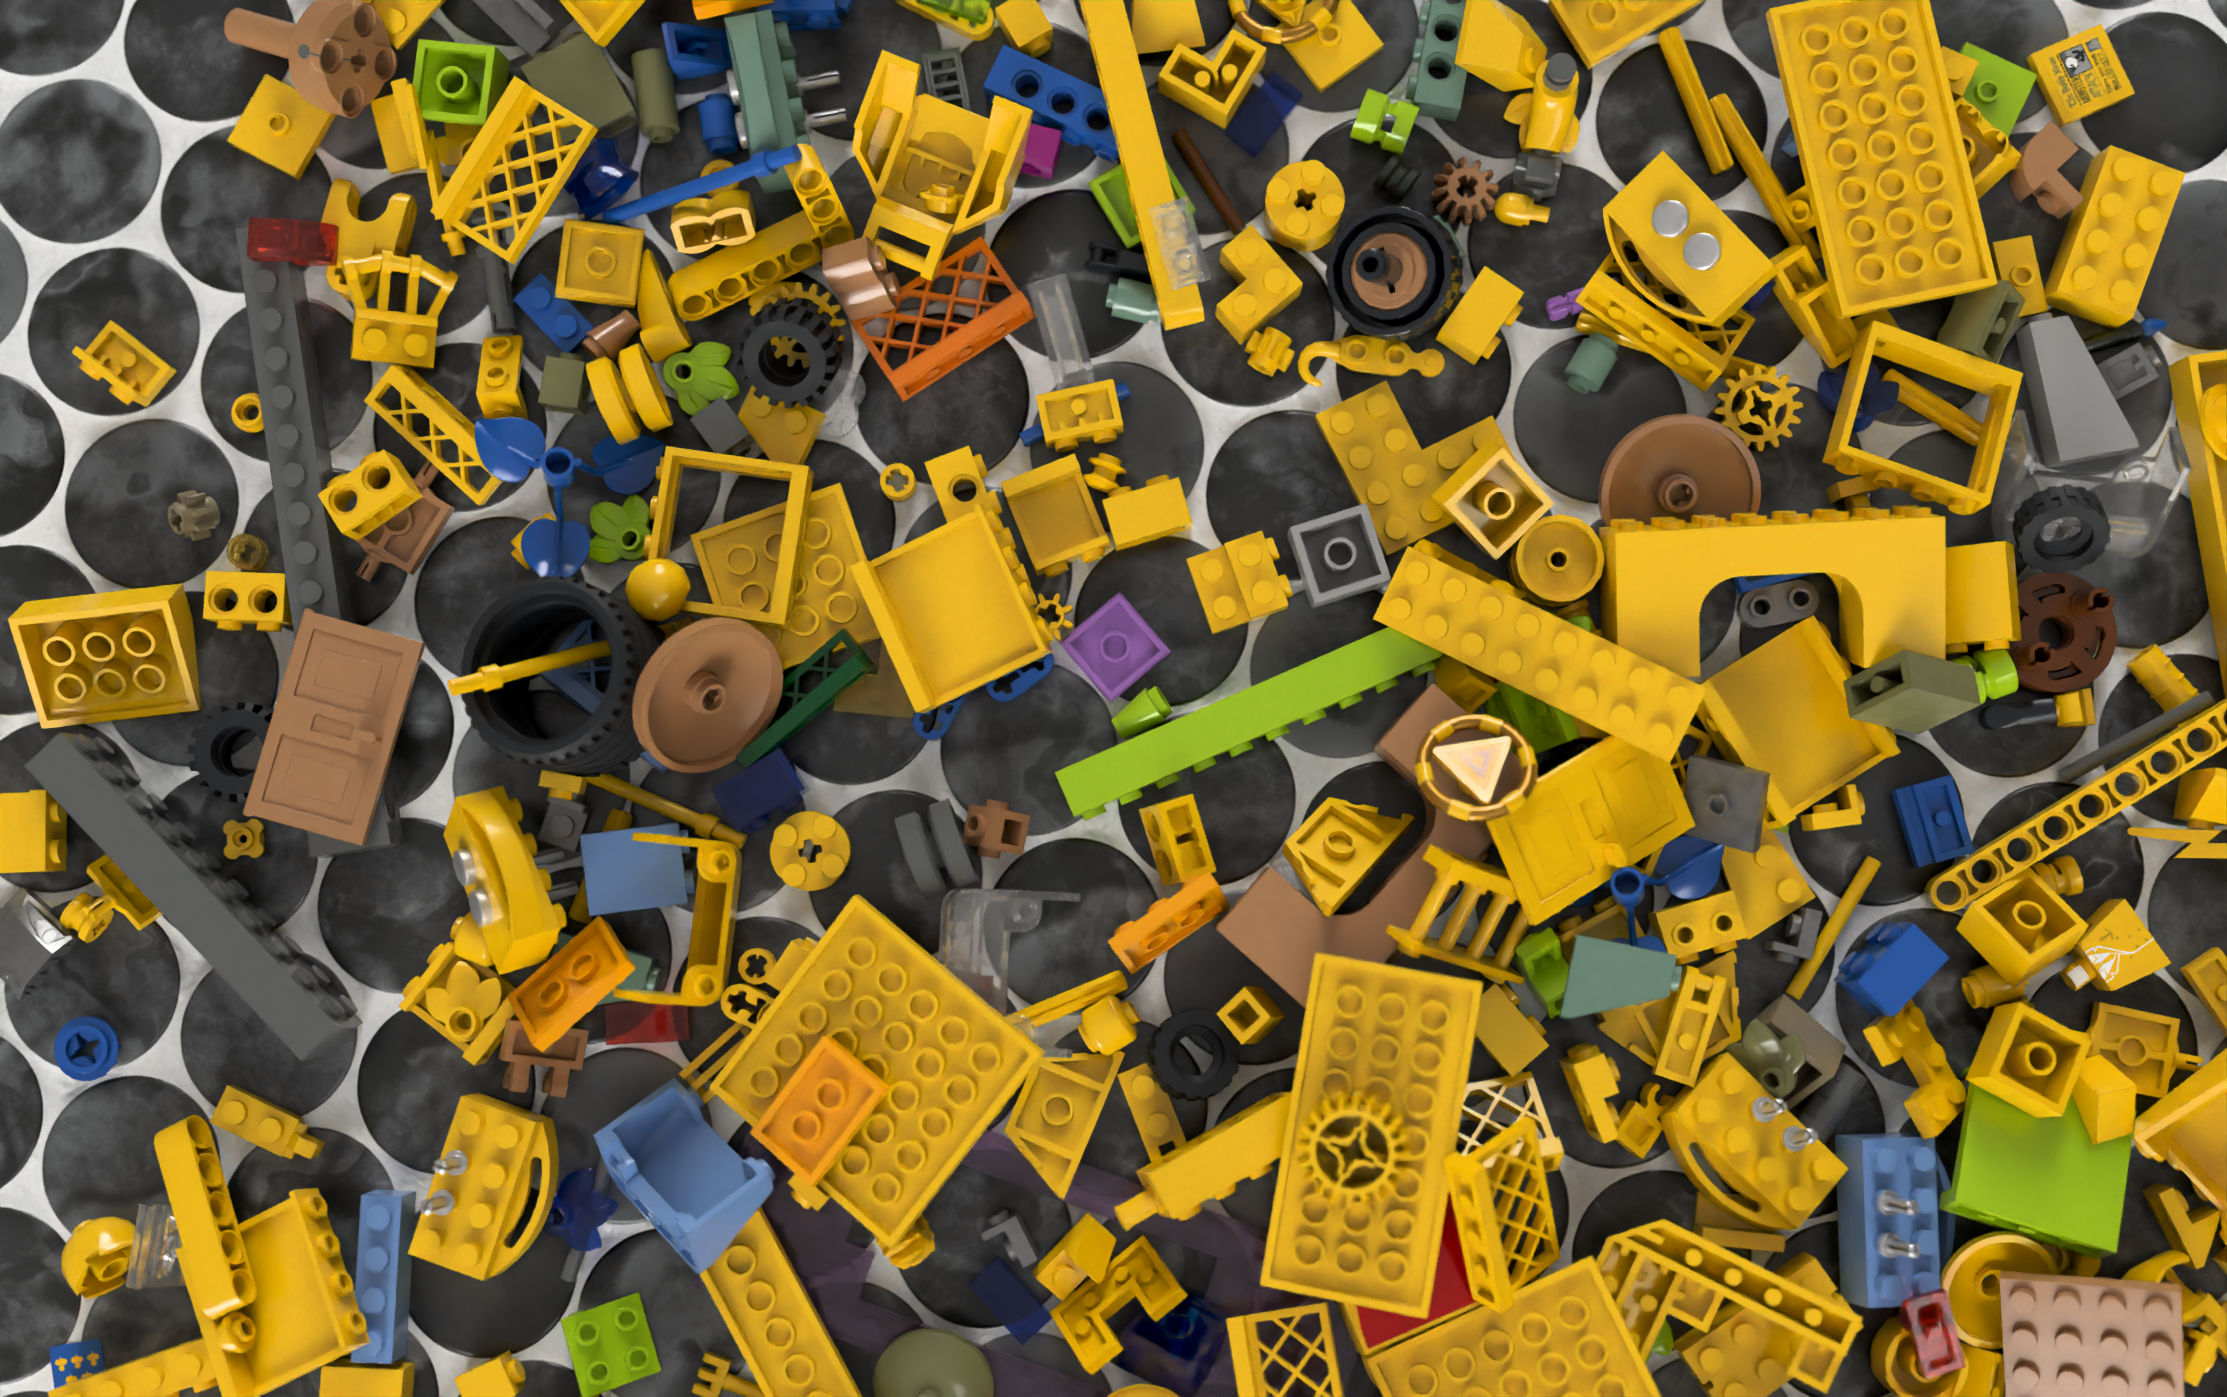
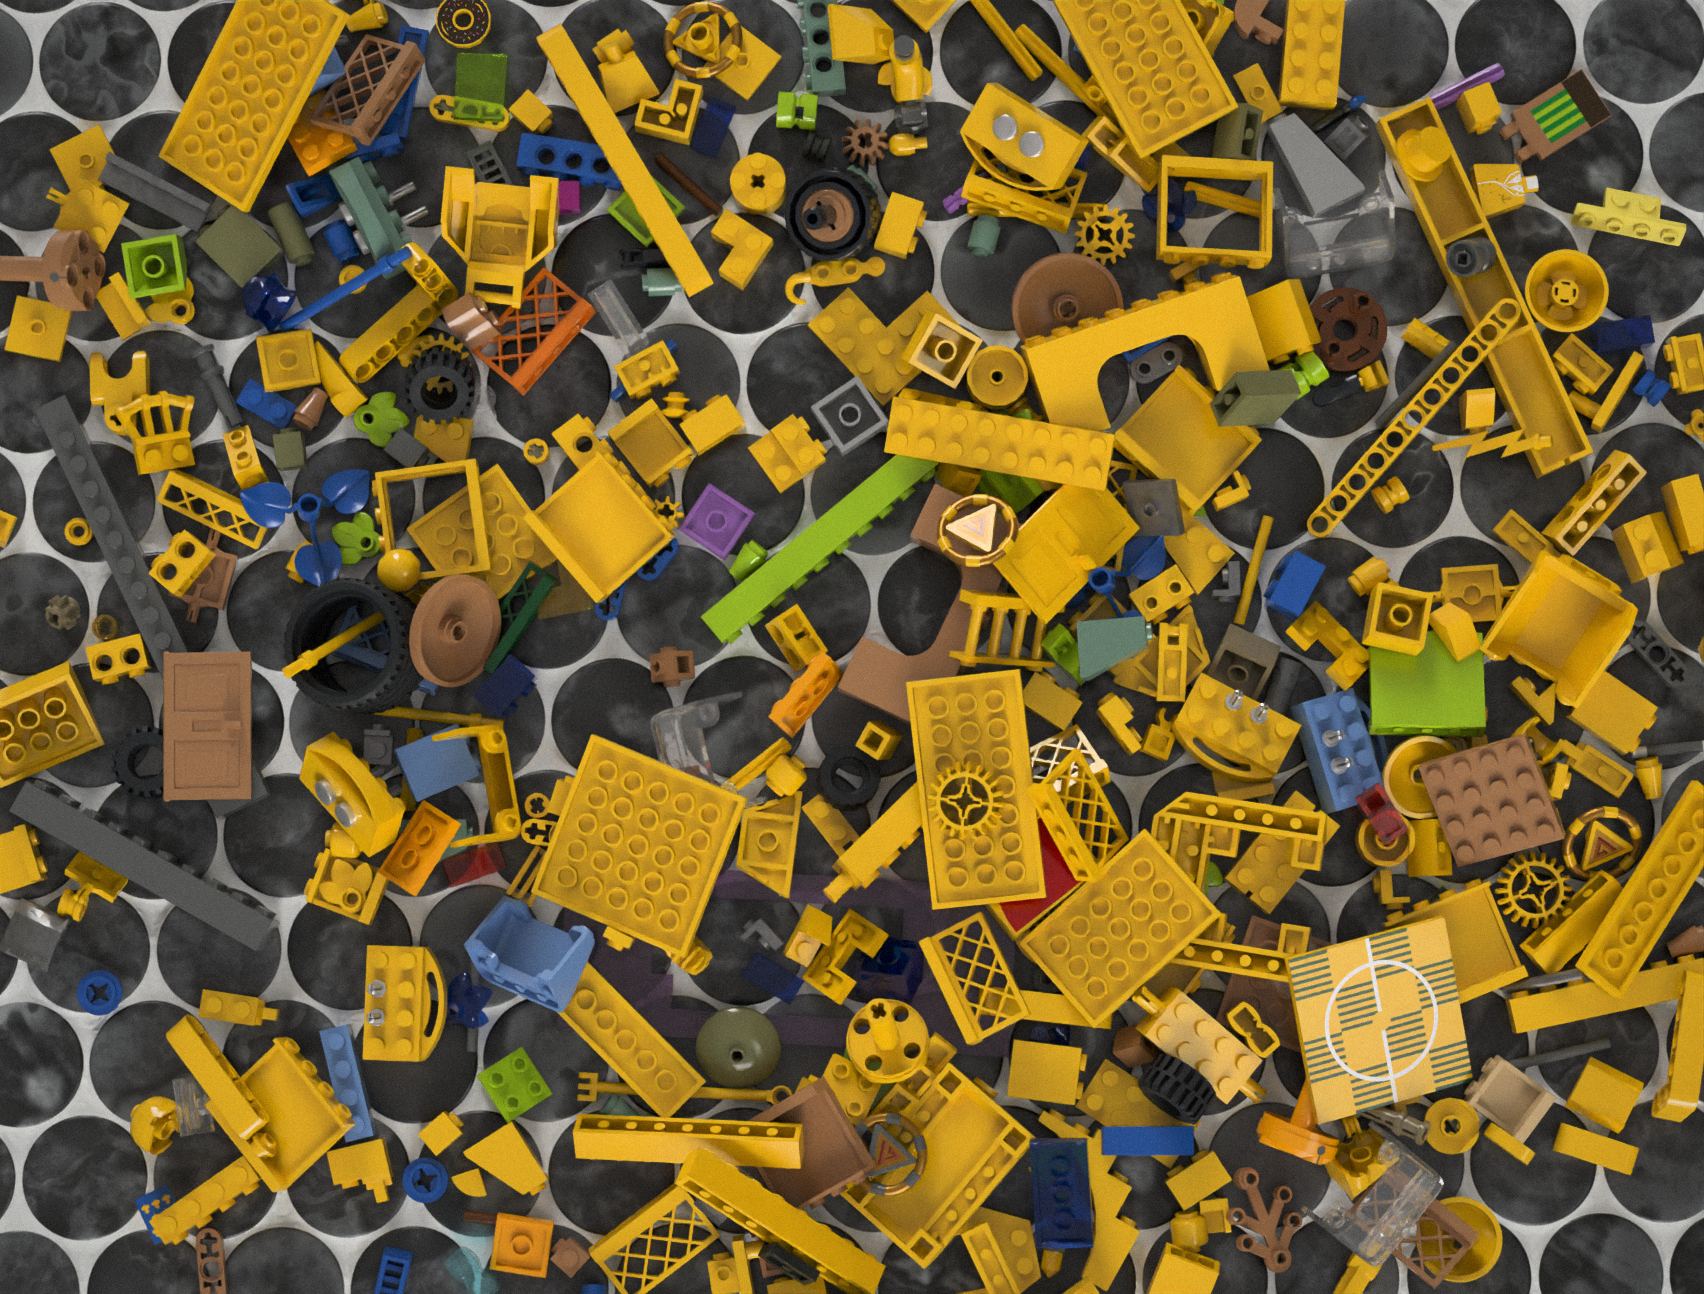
camera: 20 degrees left, 0 degrees up
(255, 838) = (156, 817): yellow plate -> none
(293, 240) = (77, 406): clear red slope -> none
(429, 160) = (162, 339): yellow piece -> none
(491, 156) = (193, 309): yellow fence -> none
(560, 1057) = (400, 902): medium nougat plate -> none
(562, 785) = (372, 720): yellow plate -> none
(625, 395) = (337, 444): yellow wheel -> none
(705, 222) = (360, 309): yellow brick -> none
(820, 1110) = (610, 881): light orange plate -> none
(829, 864) = (554, 702): yellow plate -> none
(931, 851) = (636, 691): dark grey wheel -> none
(941, 198) = (510, 250): yellow plate -> none
(1179, 243) = (681, 238): clear slope -> none
(1269, 351) = (763, 290): yellow gear -> none
(1341, 848) = (907, 611): yellow wing -> none
(1766, 1054) = (1226, 666): olive plate -> none
(1932, 821) = (1299, 479): blue plate -> none
(2021, 927) = (1372, 532): yellow brick -> none
(2053, 505) = (1319, 243): black tyre -> none
(2113, 950) = (1440, 531): yellow torso -> none

